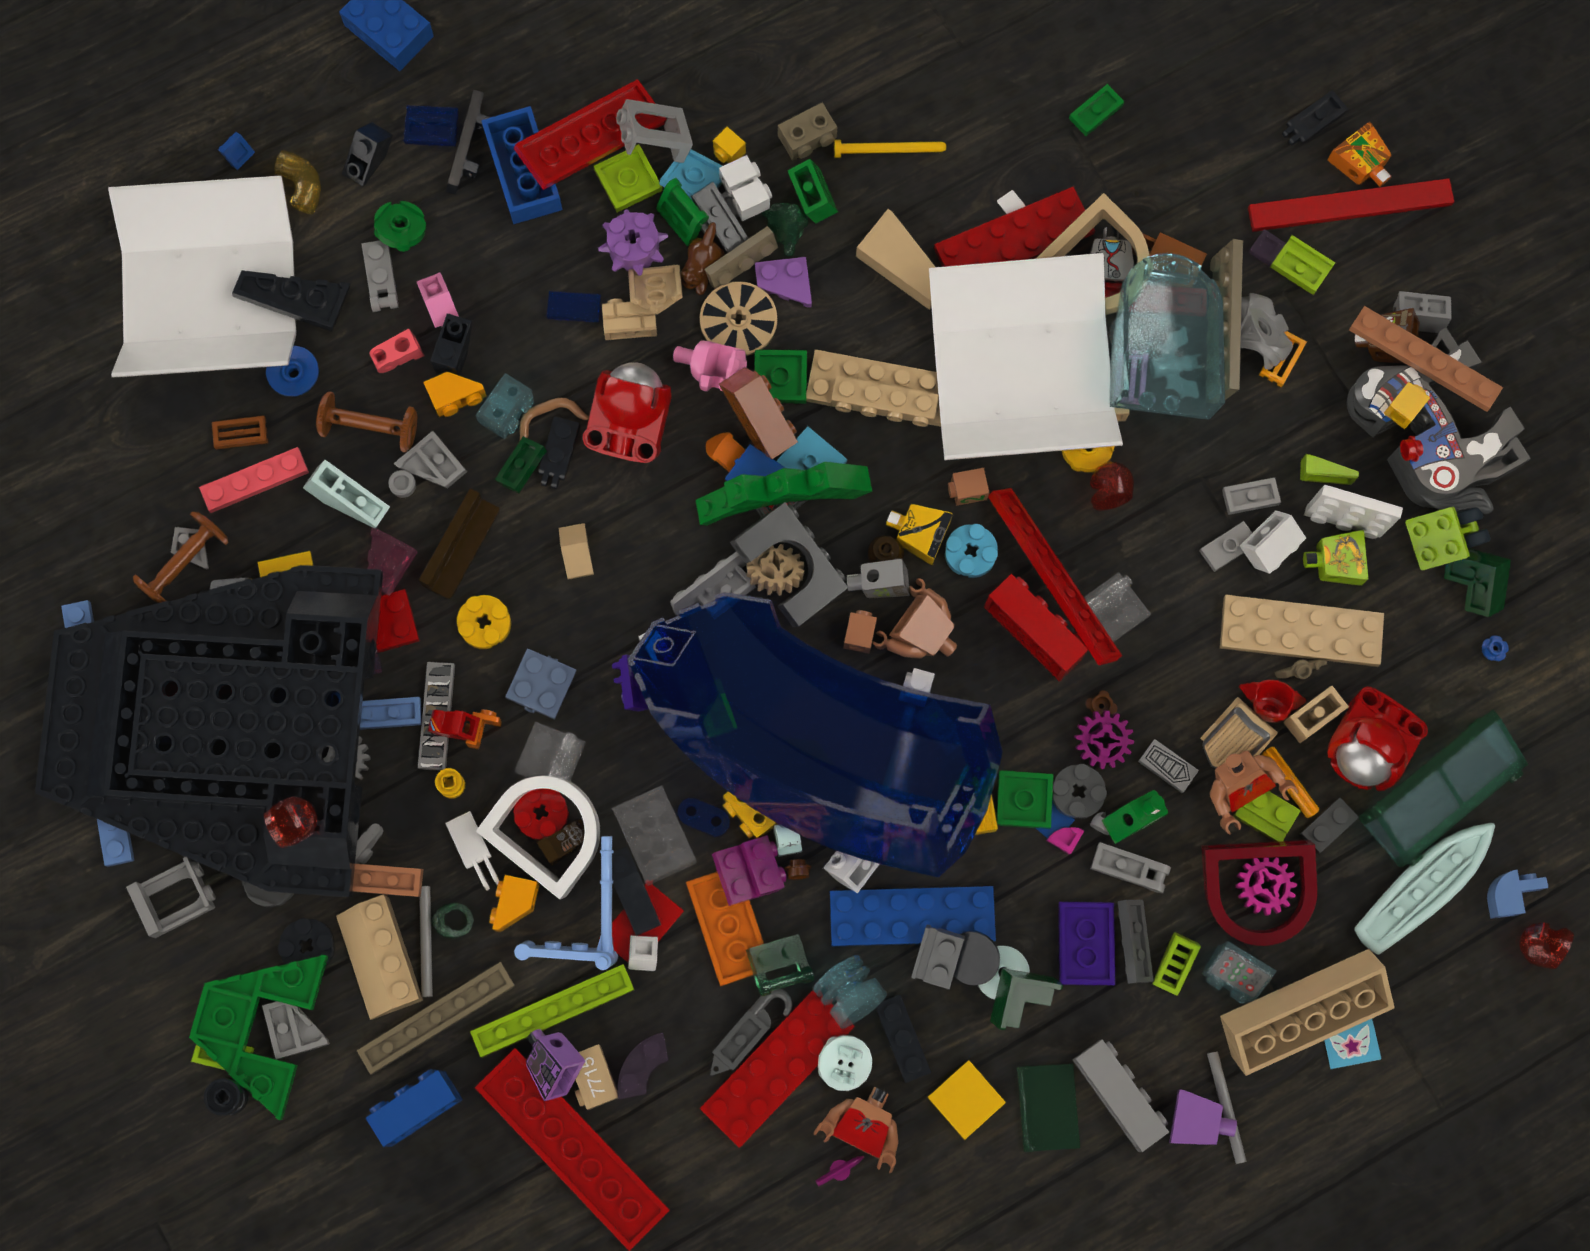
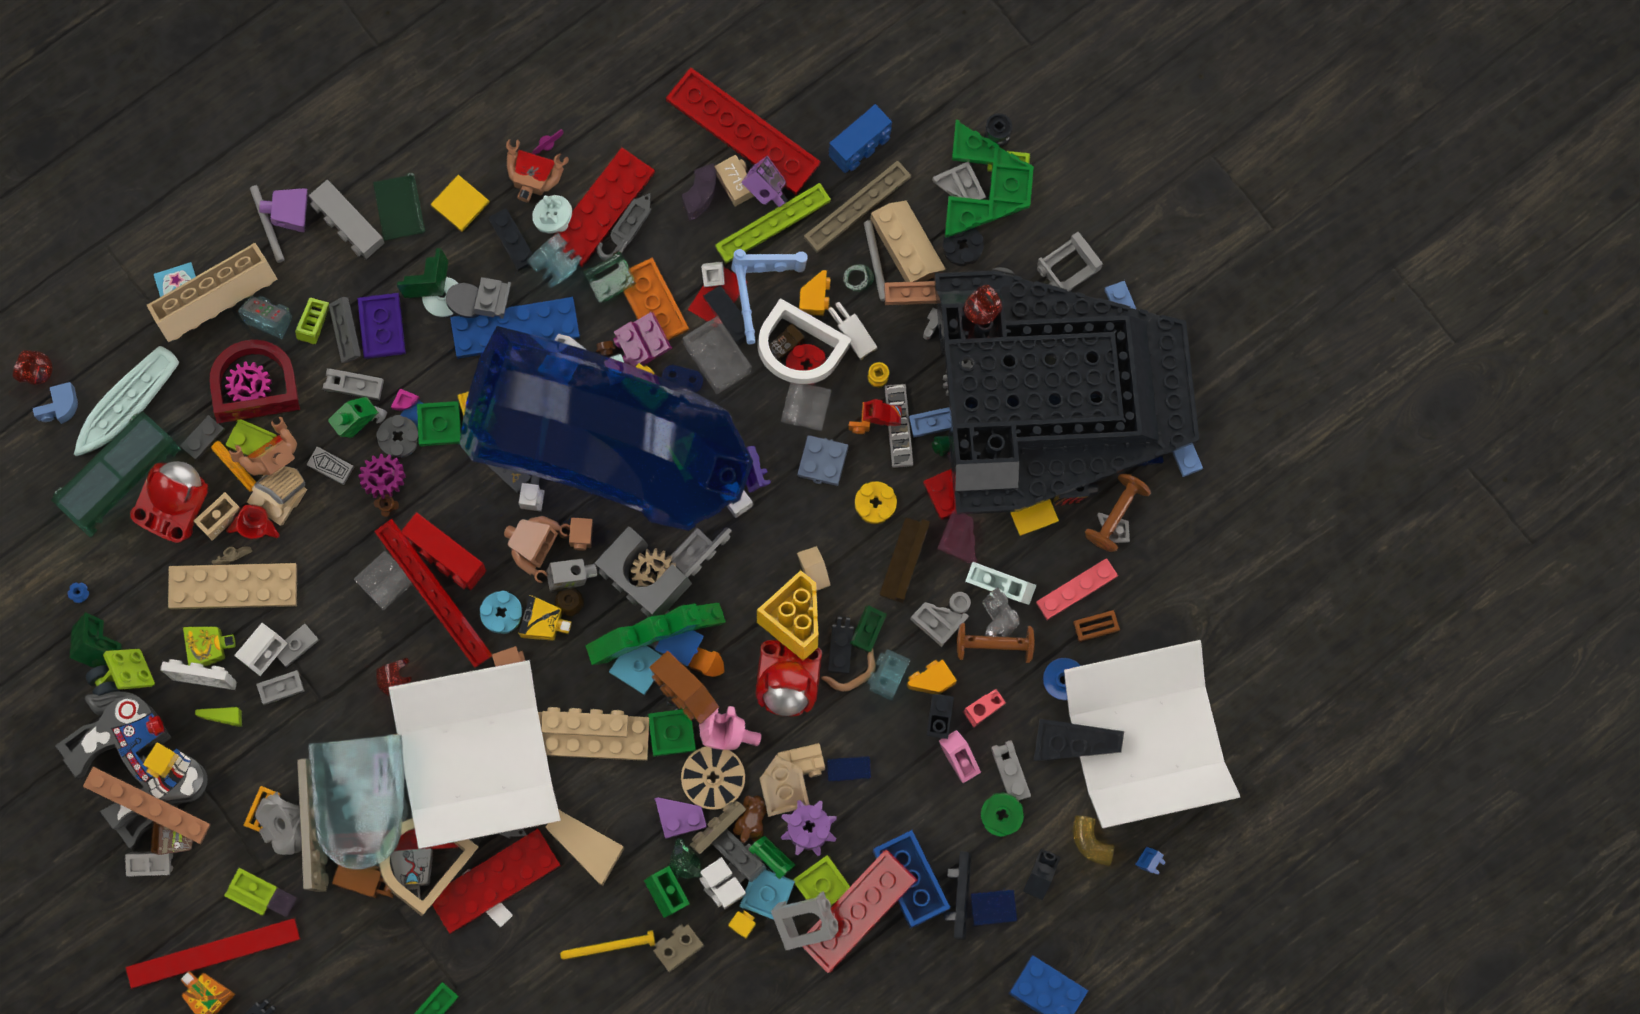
camera: 170 degrees right, 0 degrees up
(350, 447) = (1003, 618): none -> clear plate
(382, 682) = (941, 445): none -> dark green cone
(607, 483) = (793, 615): none -> yellow brick

